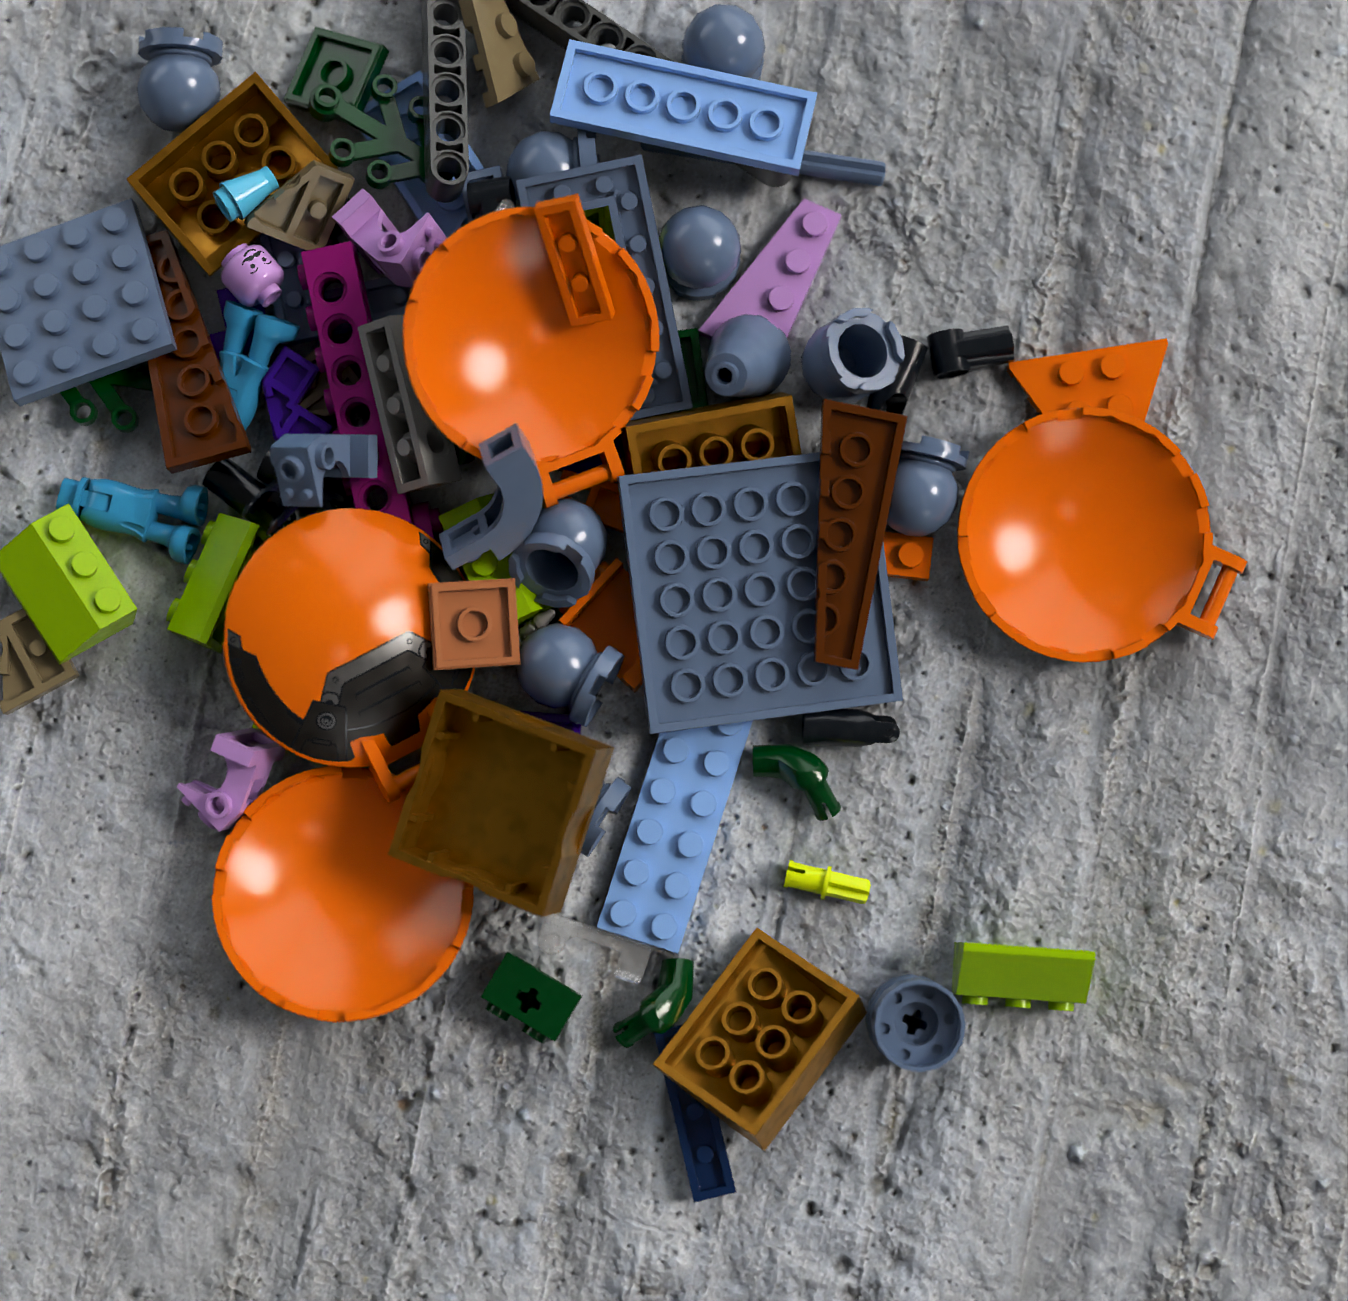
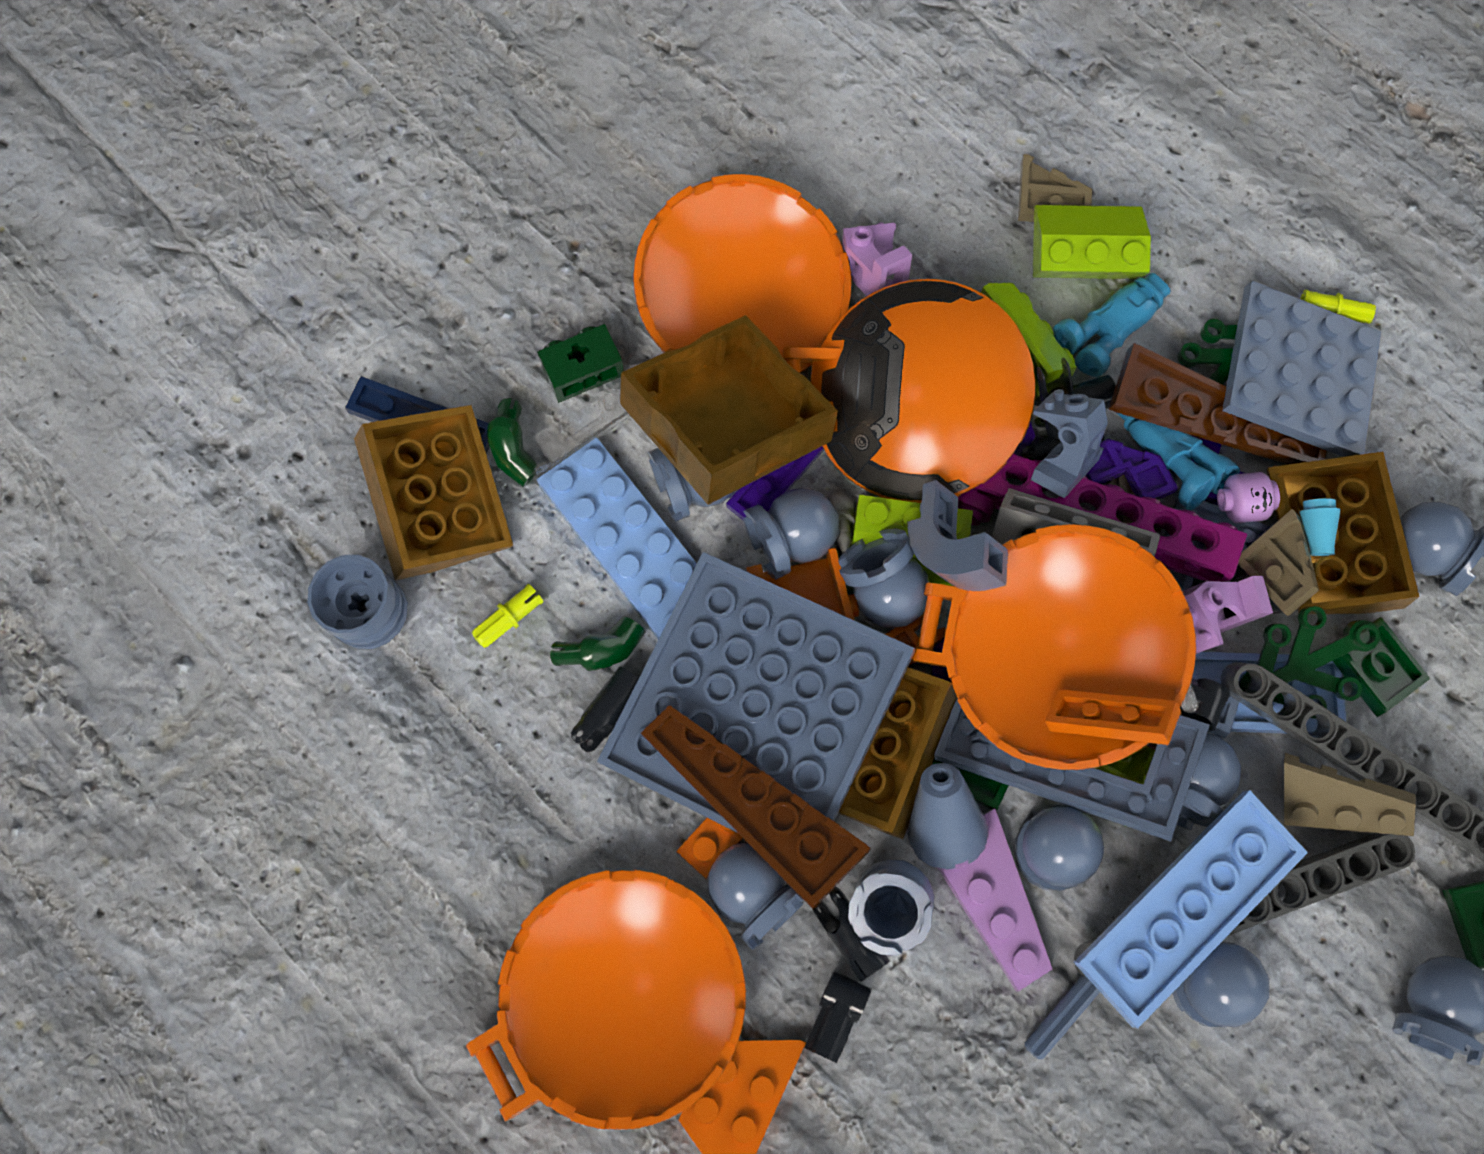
camera: 125 degrees right, 10 degrees down
(473, 624) = (872, 477): nougat plate -> none
(1021, 974) = (334, 708): lime slope -> none

